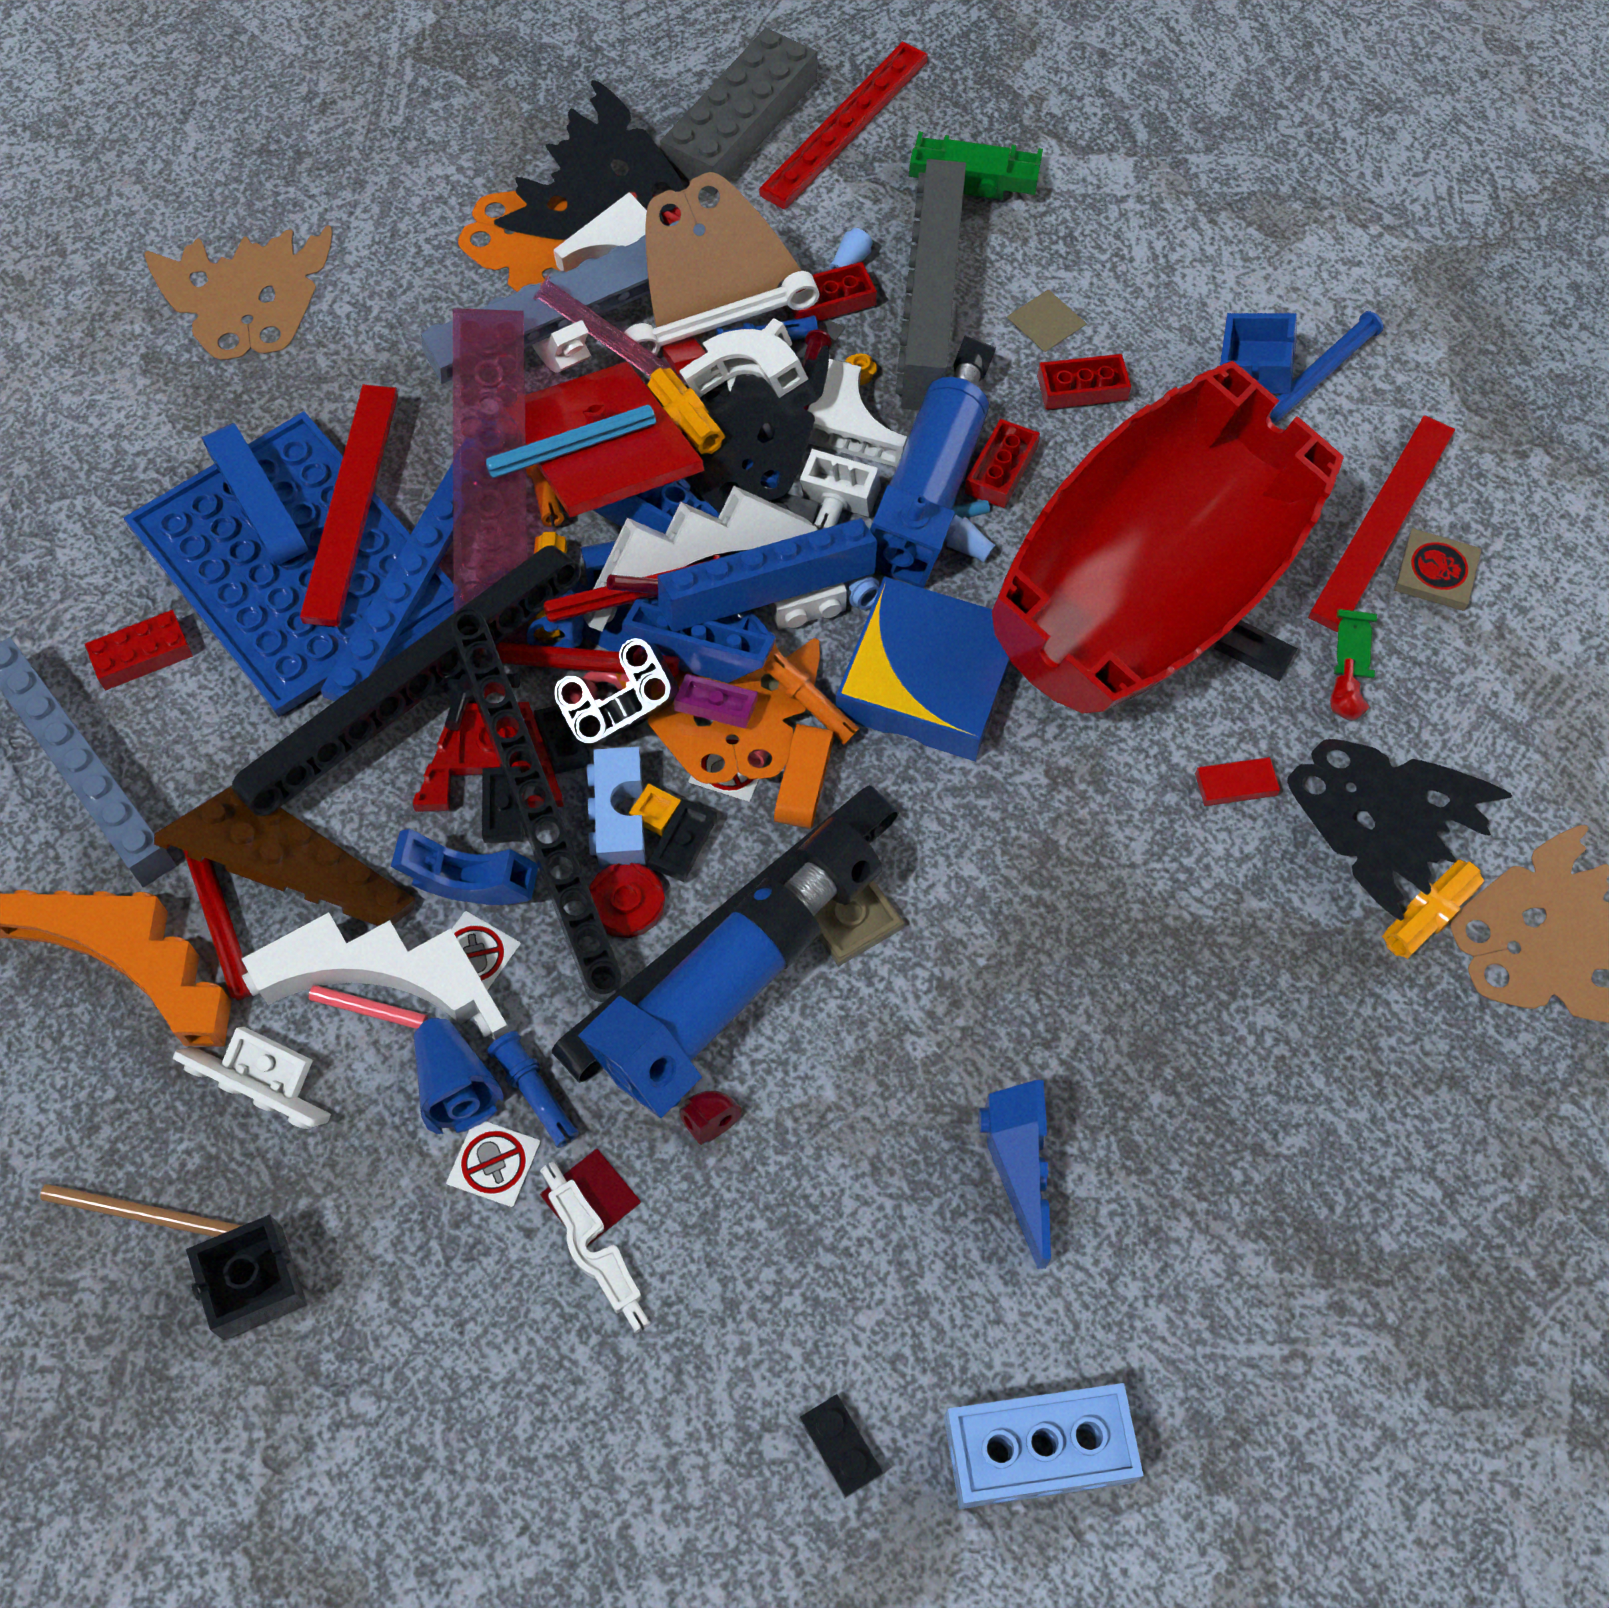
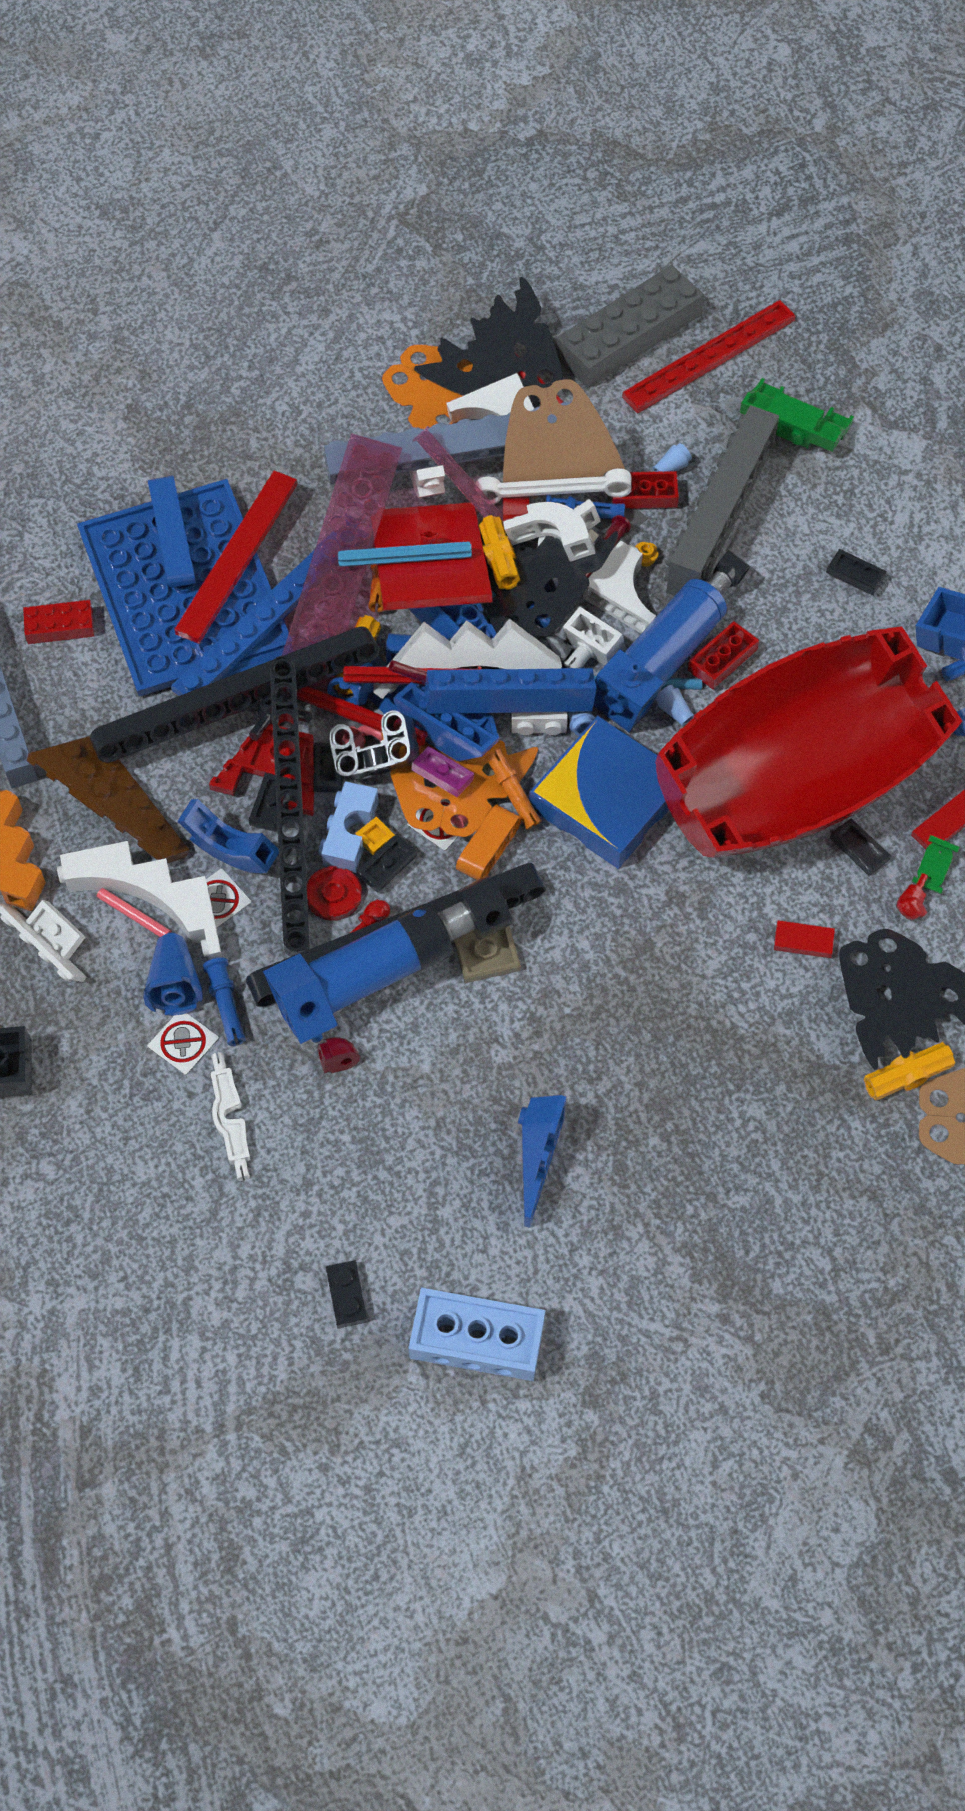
camera: 20 degrees right, 0 degrees up
(220, 926) = (54, 828): red axle -> none
(235, 290) = (210, 369): medium nougat piece -> none
(601, 1189) = (248, 1082): dark red sticker -> none
(691, 909) = (373, 913): none -> red piece
(1046, 320) = (804, 553): dark tan sticker -> none
(1083, 381) = (811, 609): red piece -> none
(1117, 324) = (856, 571): none -> black plate

